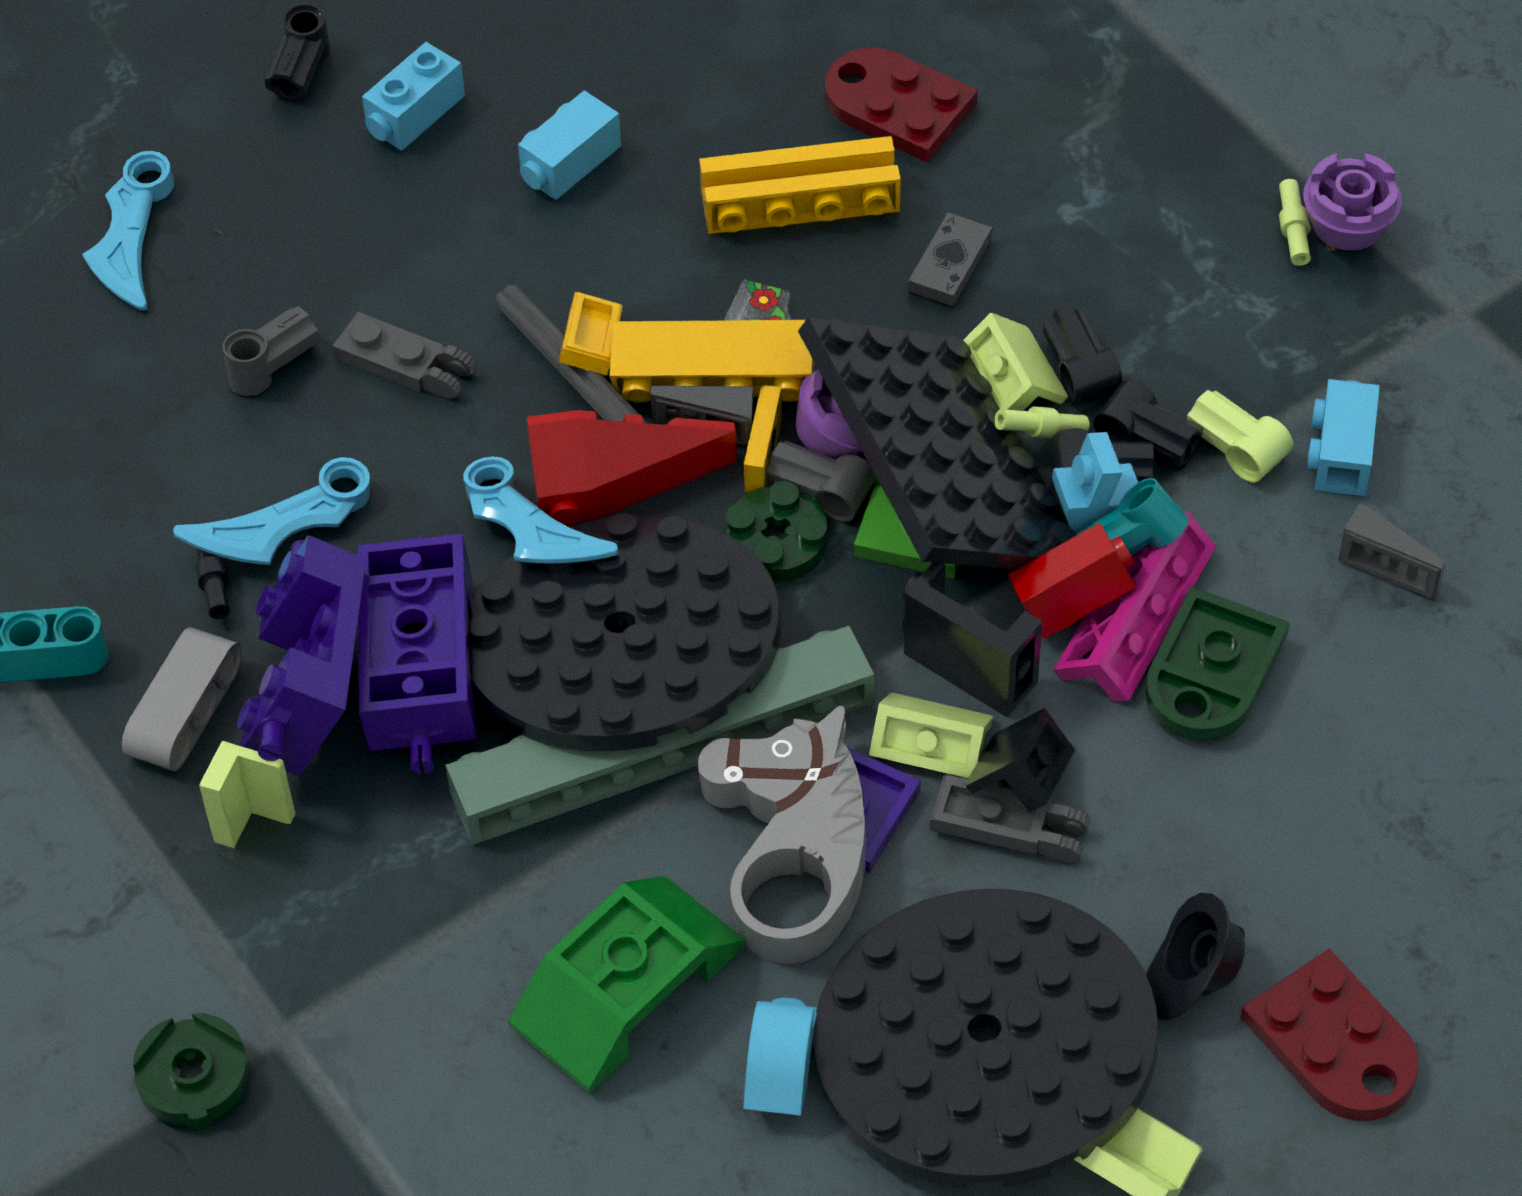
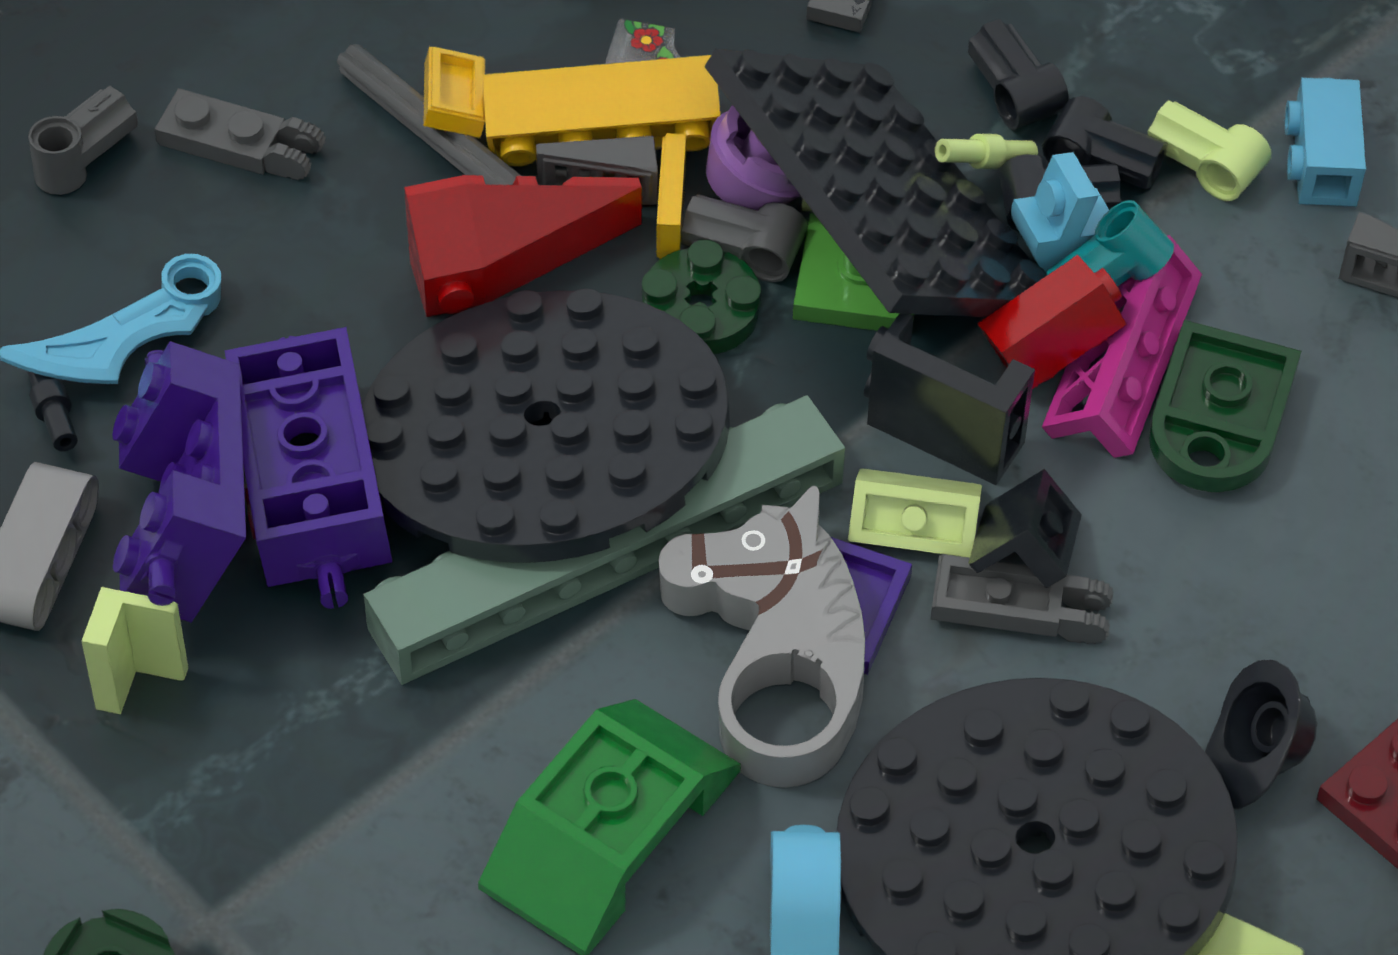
camera: 10 degrees left, 0 degrees up
(536, 533) = (427, 322): medium azure piece -> none
(1013, 363) = (940, 89): yellowish green panel -> none

